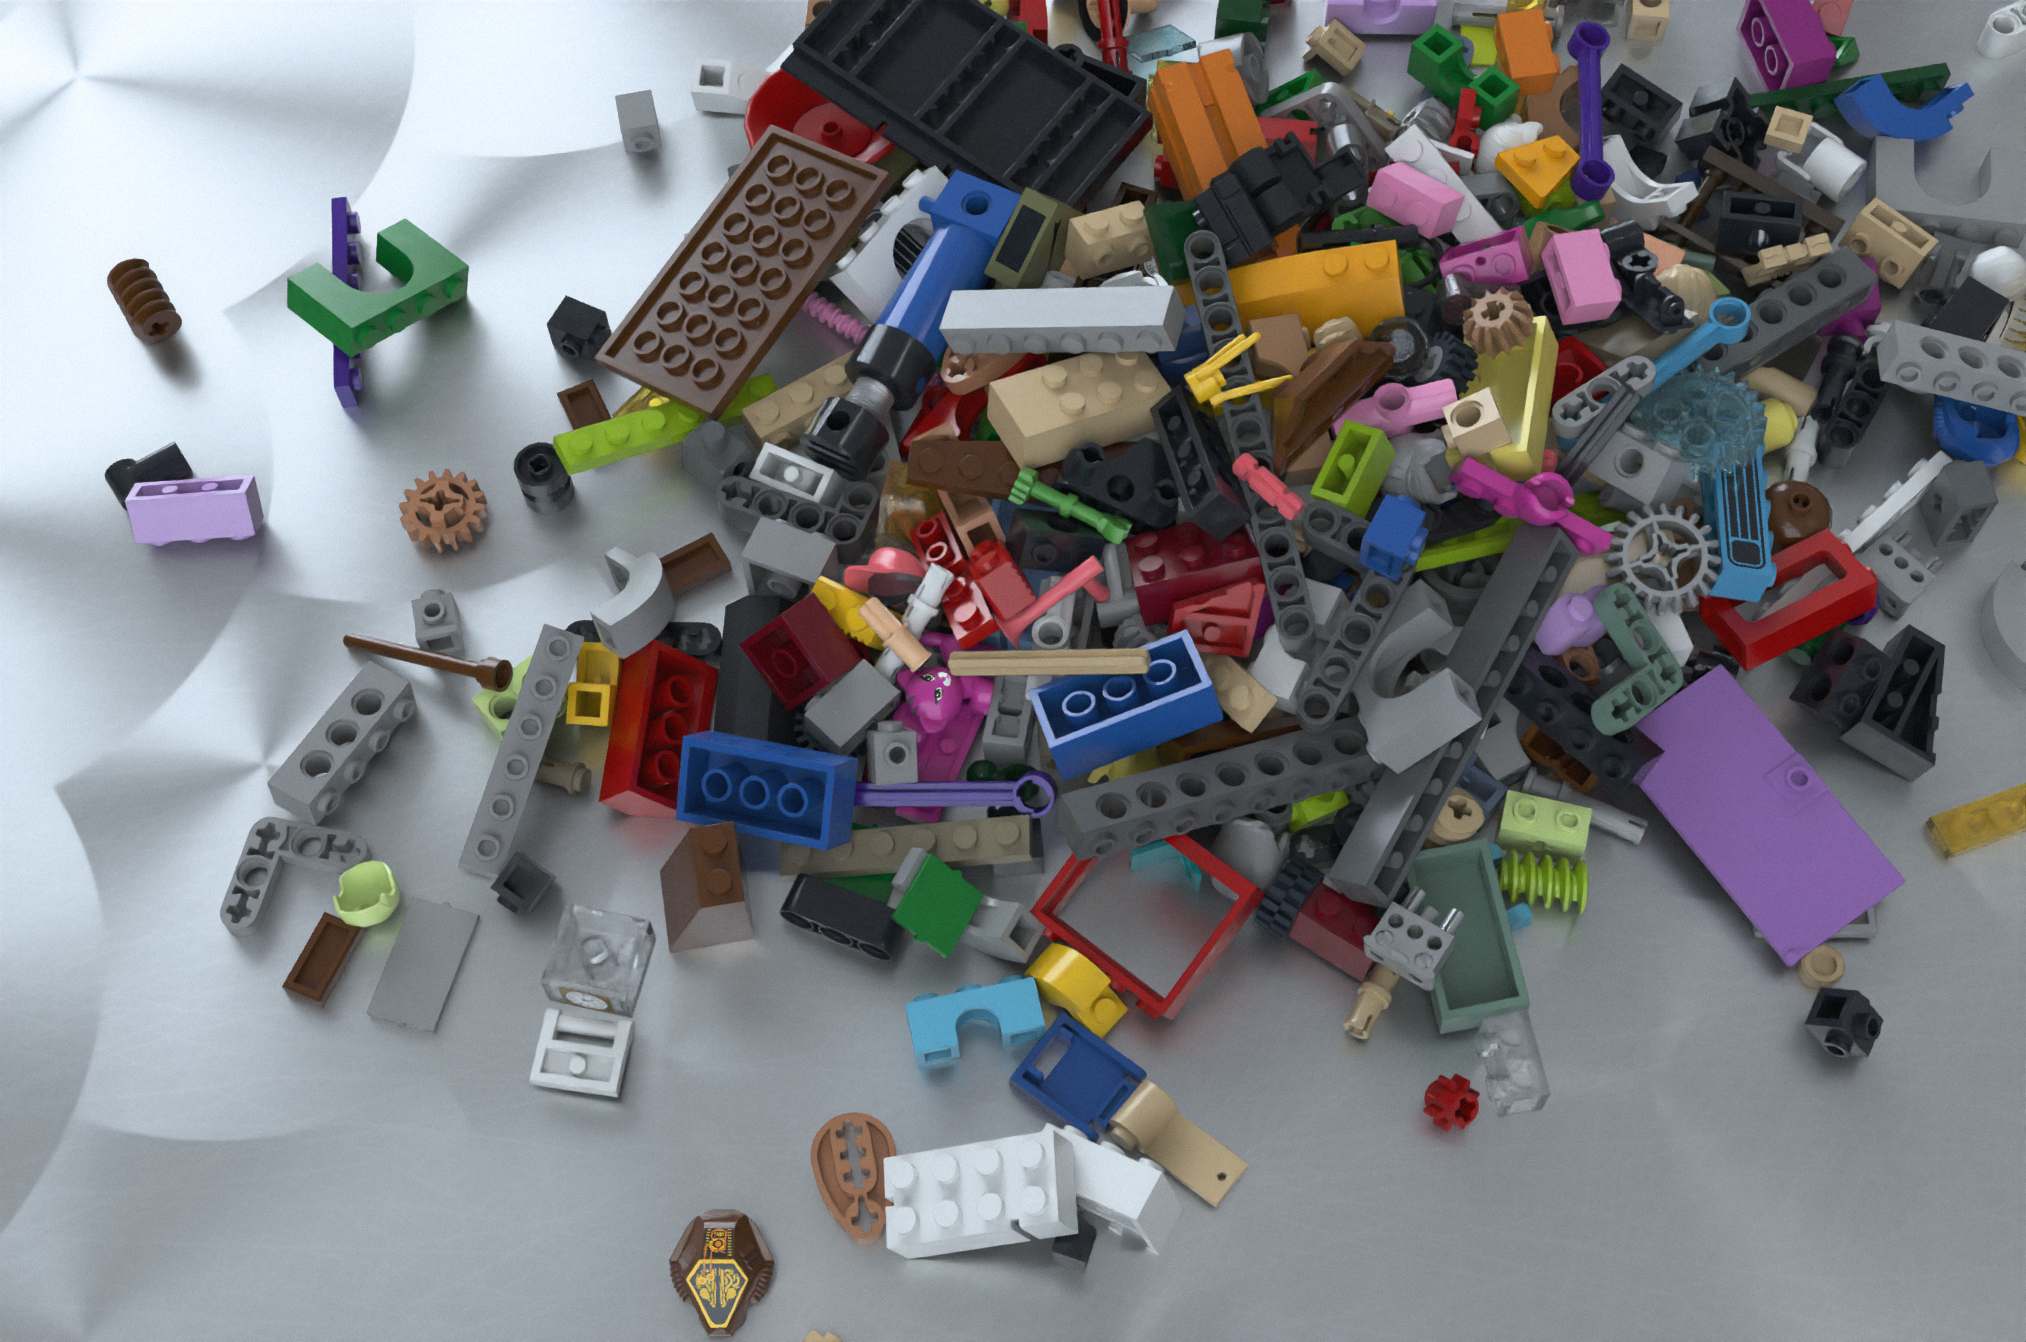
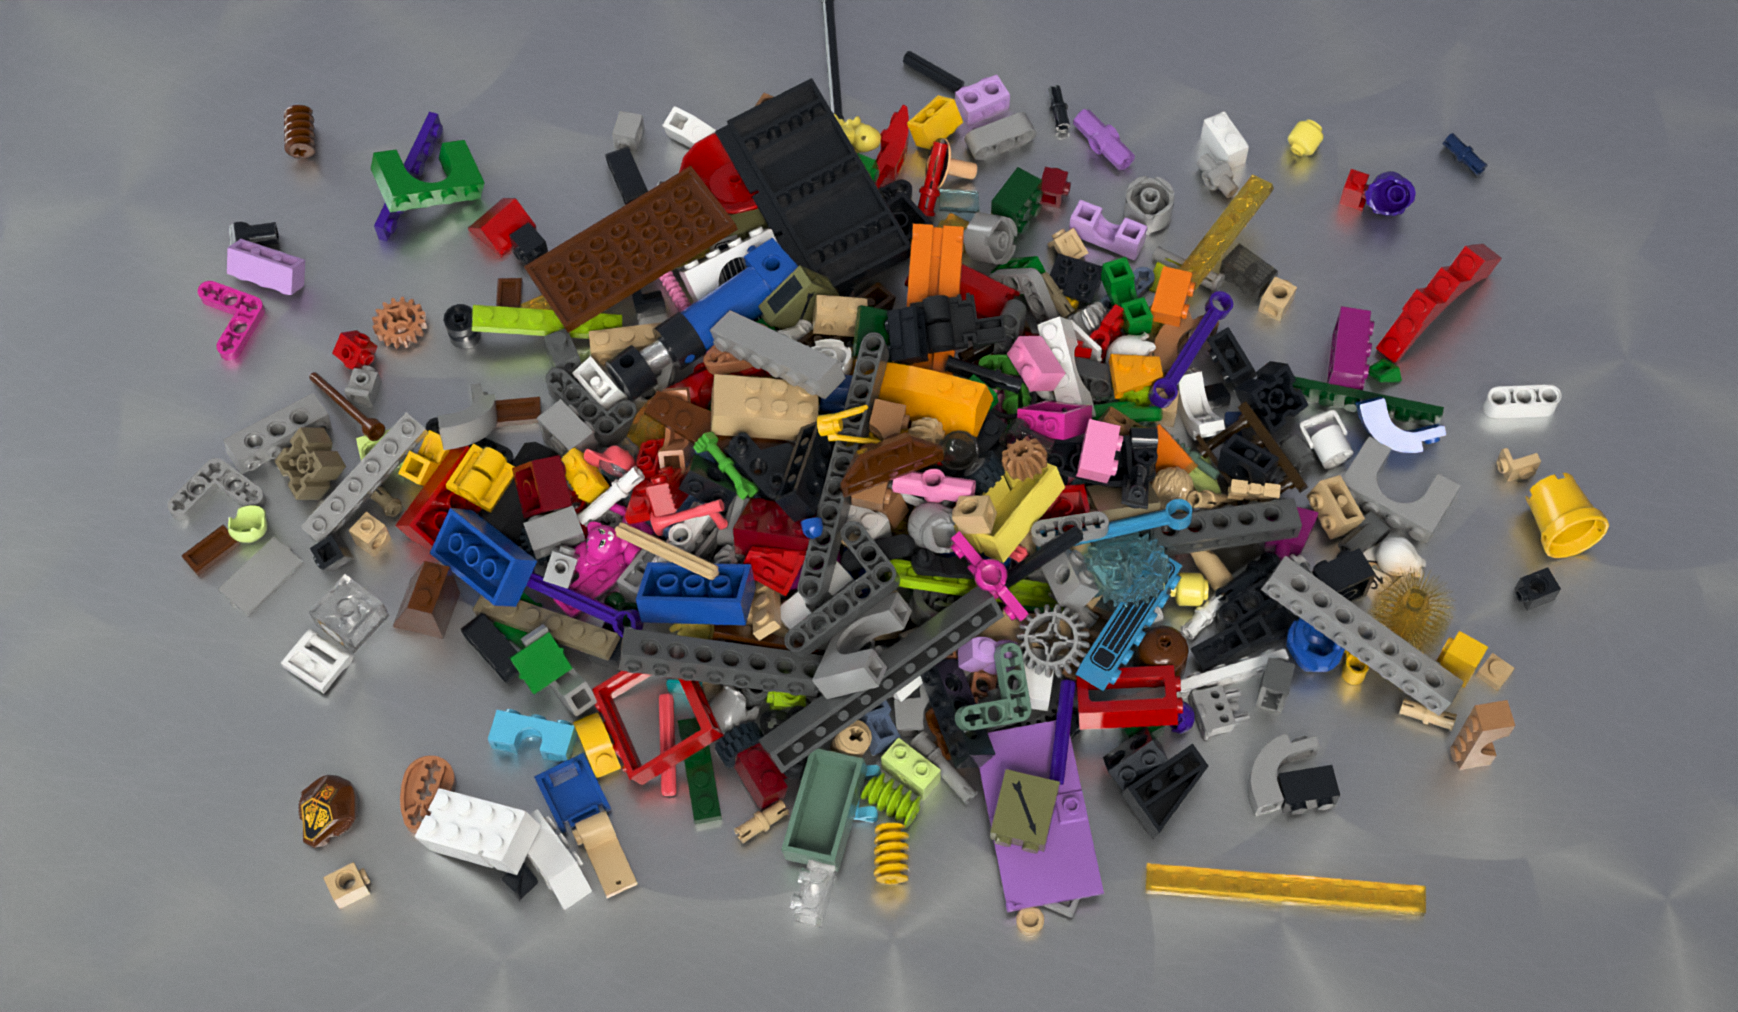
camera: 25 degrees right, 0 degrees up
(182, 590) = (240, 316): none -> dark pink beam
(398, 574) = (355, 349): none -> red brick
(421, 764) = (310, 463): none -> dark tan brick
(519, 317) = (498, 223): none -> red slope
(566, 831) = (370, 534): none -> tan brick
(670, 183) = (626, 174): none -> black beam
(700, 675) = (482, 477): none -> yellow plate
(799, 344) = (648, 304): none -> black panel
(894, 633) = (593, 498): light nougat axle -> none
(1173, 942) = (667, 741): none -> coral axle
(1244, 965) = (700, 777): none -> dark green plate
(1259, 536) = (812, 527): none -> blue hinge
(1268, 486) = (833, 501): coral axle -> none
(1354, 468) = (887, 513): lime brick -> none
(1377, 78) = (1076, 277): none -> black hinge
(1394, 537) = (877, 559): blue brick -> none
(1410, 956) = (785, 808): light grey piece -> none
(1451, 1102) = (767, 899): red gear -> none
(1584, 959) = (889, 853): none -> yellow piece
(1730, 684) = (1062, 731): none -> dark purple axle
(1736, 287) = (1209, 500): none -> tan pin
(1746, 814) = (1024, 811): none -> olive brick
(1788, 129) = (1312, 410): tan plate -> none
(1844, 1022) = (1017, 956): black brick -> none
(1874, 460) = (1242, 639): none -> black slope

